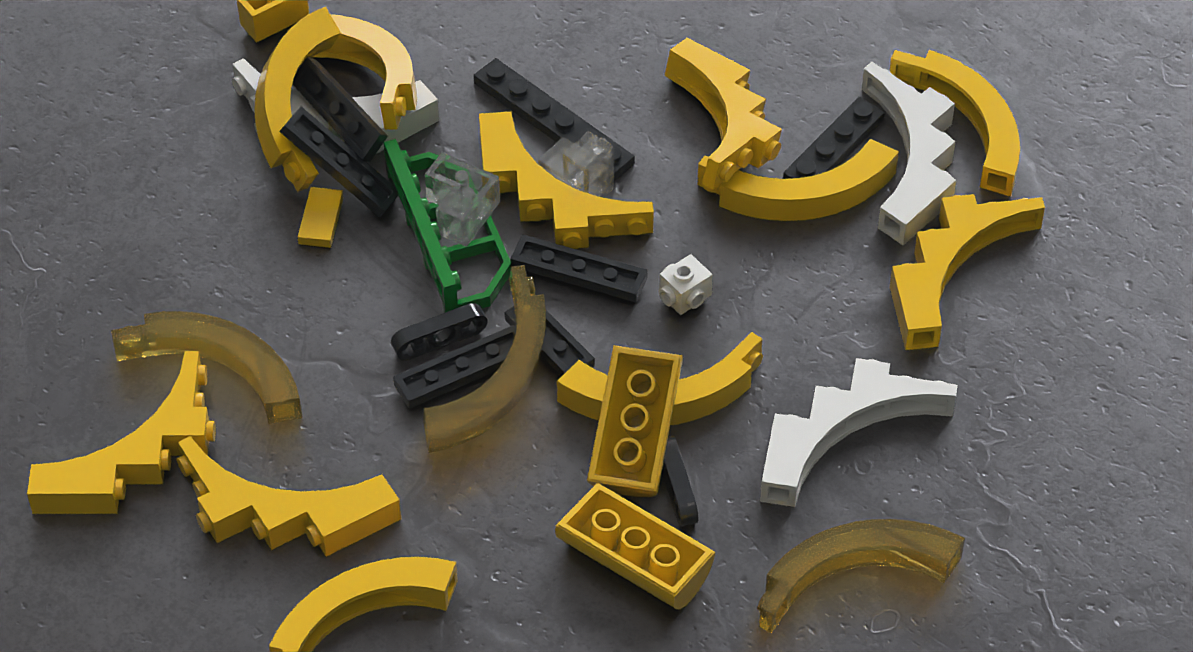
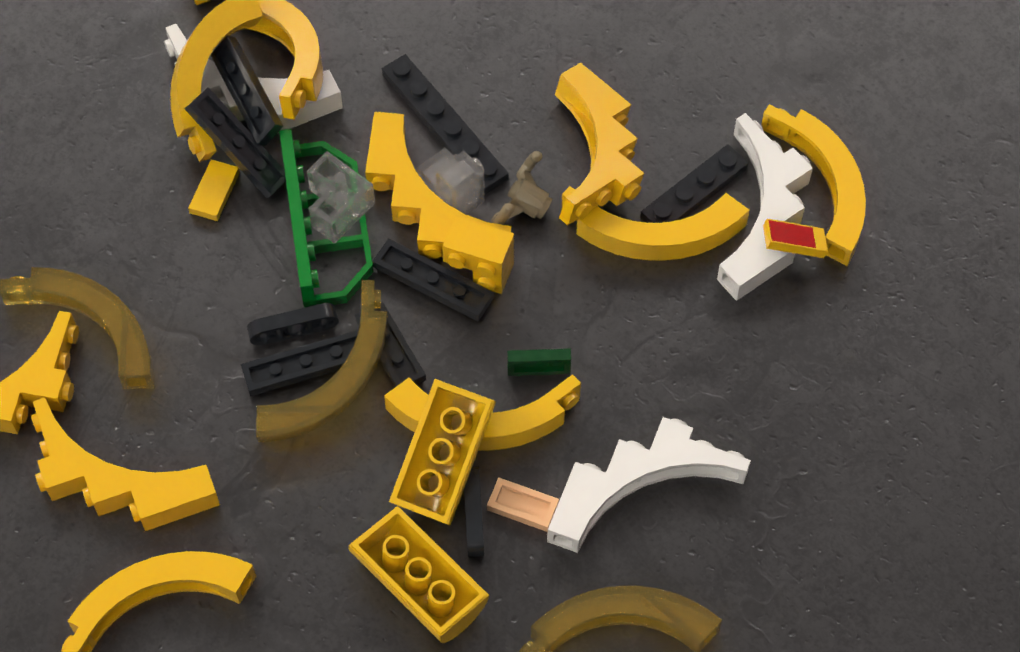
camera: 10 degrees right, 10 degrees up
(627, 226) = (482, 250): none -> yellow brick
(657, 171) = (525, 194): none -> dark tan piece
(685, 284) = (523, 314): white brick -> none
(711, 329) = (539, 362): none -> dark green tile
(726, 468) = (522, 504): none -> light nougat tile
(940, 252) = (767, 316): yellow arch -> none
(953, 170) = (795, 238): none -> tile

